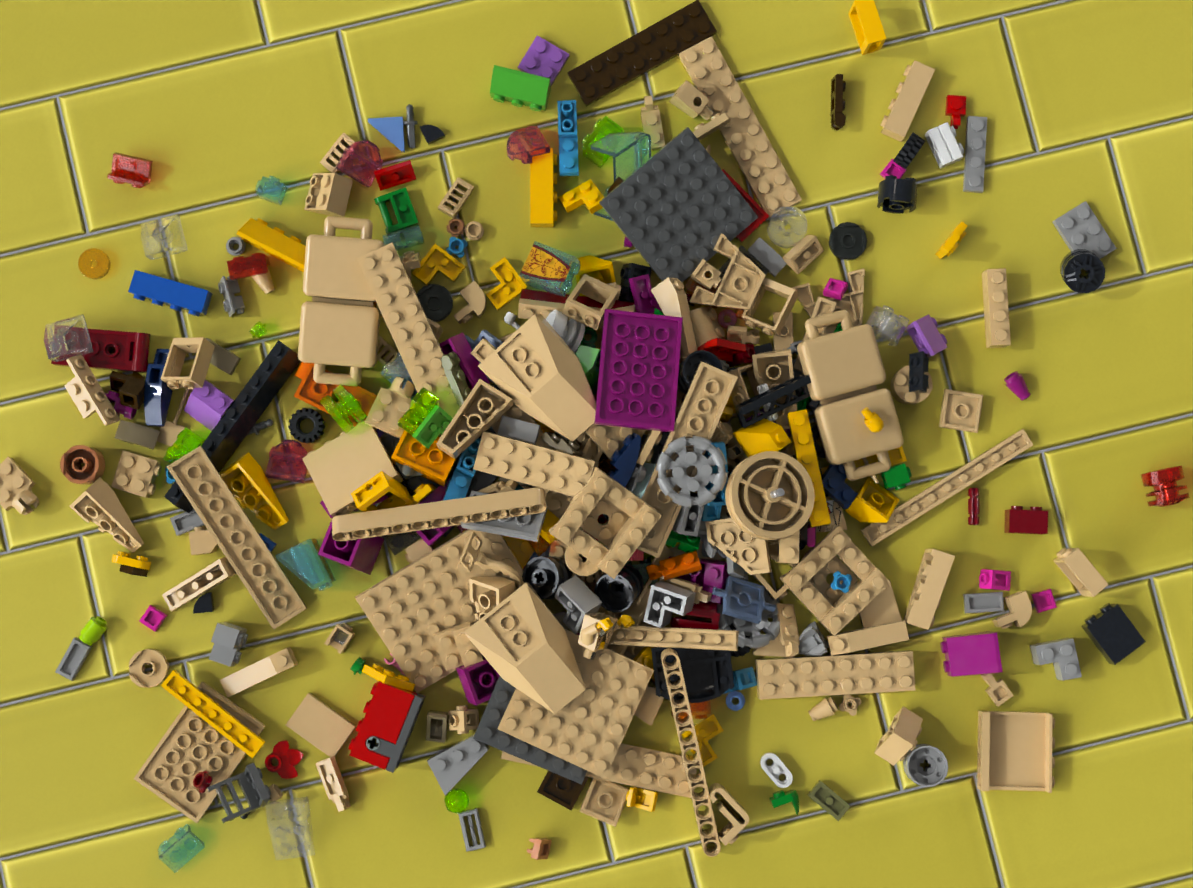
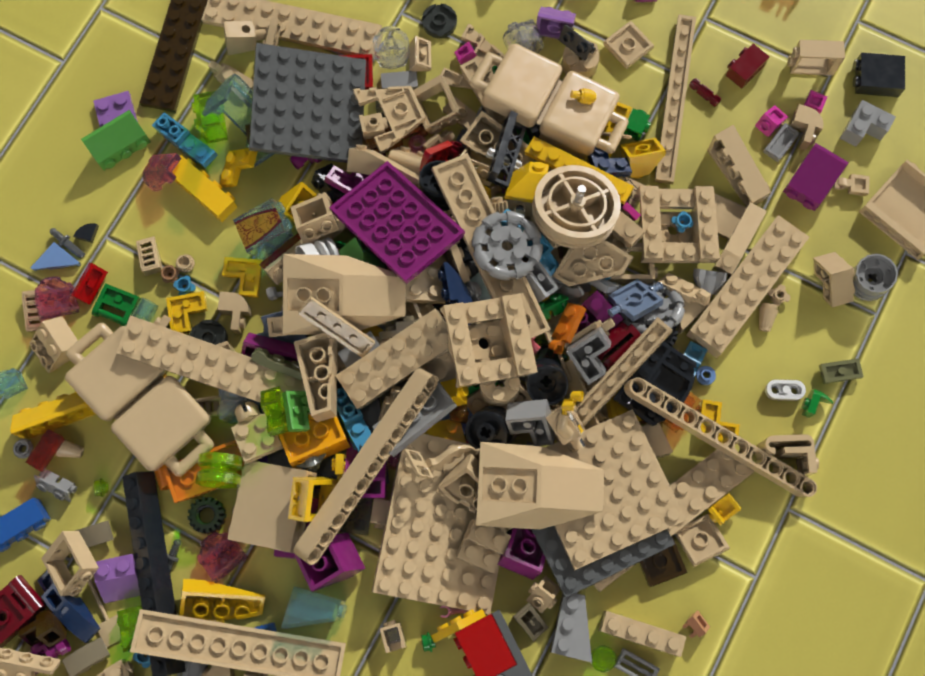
camera: 45 degrees left, 10 degrees down
(498, 814) = (642, 633): none -> tan brick
(516, 402) = (336, 327): none -> tan plate

